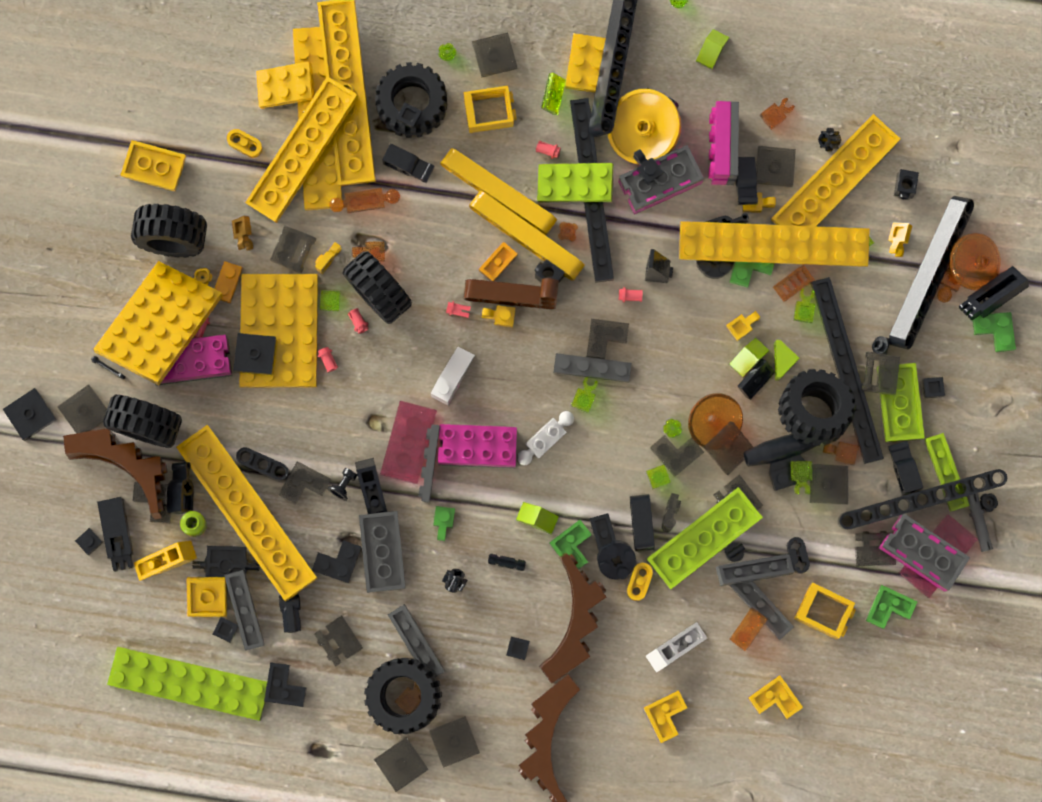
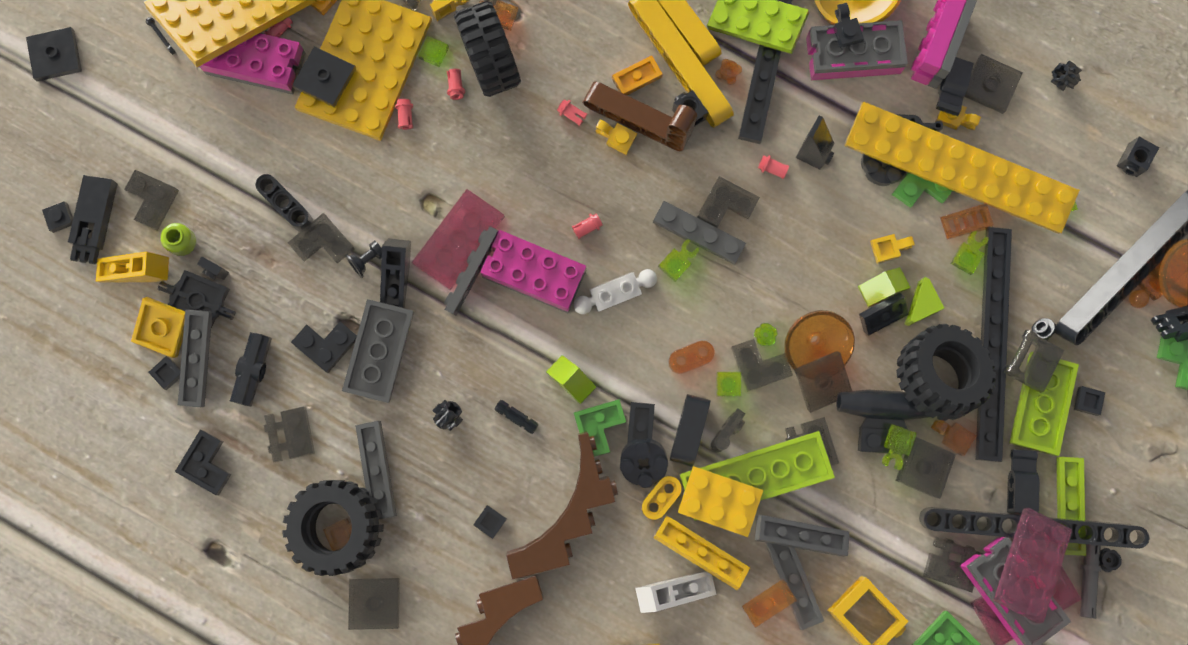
camera: 20 degrees right, 0 degrees up
(83, 410) = (114, 72): clear smoke plate -> none
(103, 446) = (118, 118): reddish brown arch -> none
(142, 421) = (163, 100): black tyre -> none
(180, 489) = (180, 197): black piece -> none
(188, 683) = (99, 418): lime plate -> none
(228, 537) = (211, 269): none -> black plate
(246, 513) = (242, 251): yellow plate -> none
(401, 764) = (302, 606): clear smoke plate -> none
(443, 519) = (463, 340): bright green plate -> none
(452, 376) = (535, 183): white slope -> none
(504, 395) = (587, 225): none -> coral pin
(622, 466) = (692, 357): none -> clear orange plate
(684, 567) = (720, 501): none -> yellow plate
(685, 611) = (702, 552): none -> yellow plate
(734, 552) = (785, 505): black plate -> none
(775, 115) = (1012, 28): clear orange plate -> none
(802, 554) = (865, 537): black beam -> none
(838, 175) = (1063, 118): yellow plate -> none
(898, 236) = (1109, 211): yellow plate -> none
(928, 526) = (1033, 565): none -> clear pink plate

